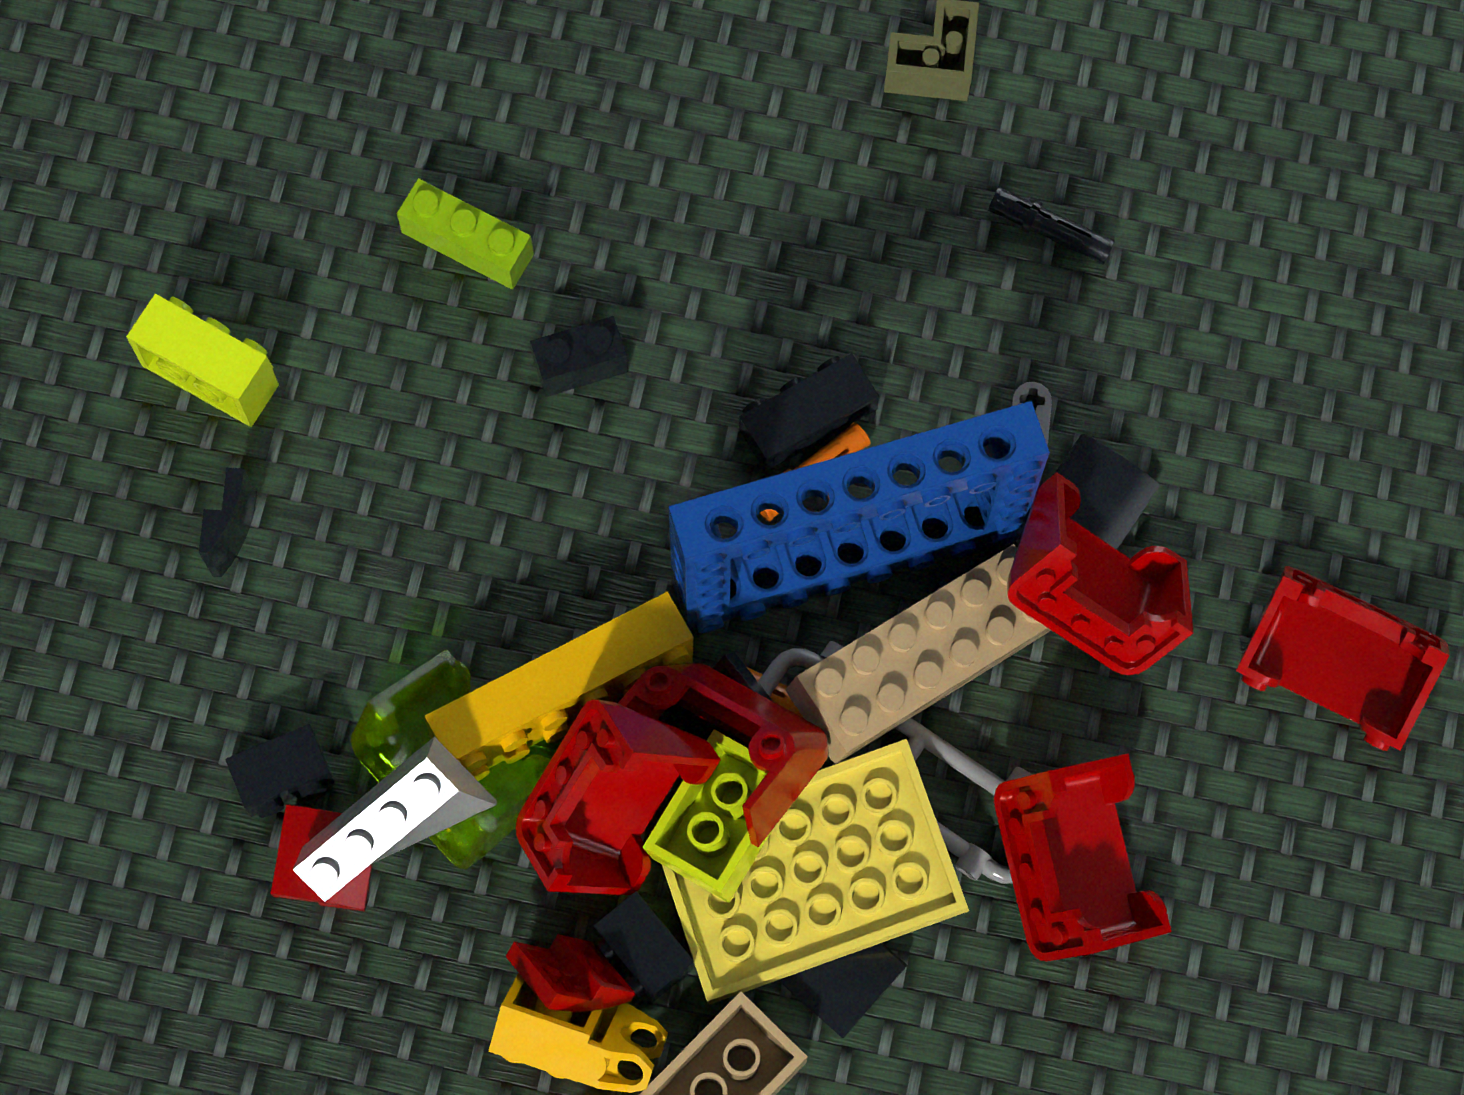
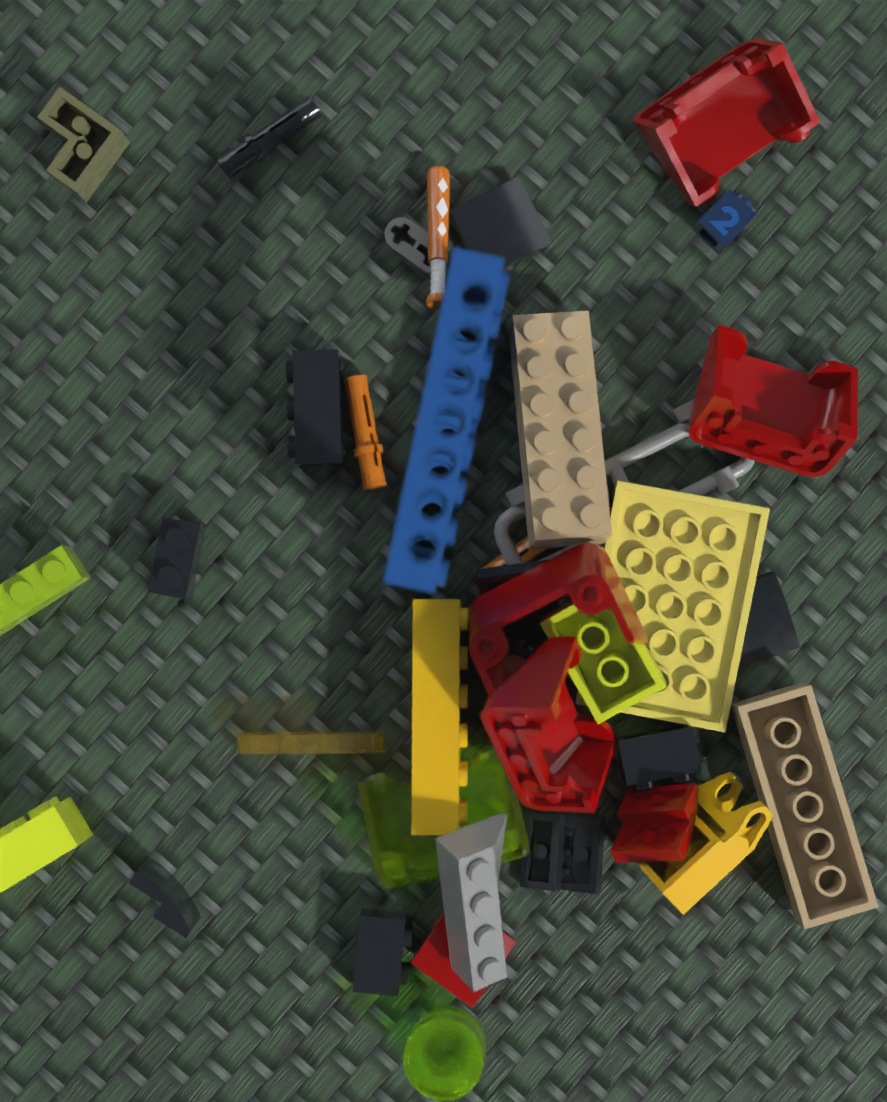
camera: 65 degrees left, 15 degrees up
(192, 869) = (441, 1075): none -> clear neon green wheel
(462, 586) = (310, 742): none -> clear yellow beam
(486, 906) = (563, 852): none -> black slope
(1084, 419) = (438, 226): none -> orange piece
(1093, 594) = (587, 272): red windscreen -> none
(1242, 713) = (725, 220): none -> dark blue brick

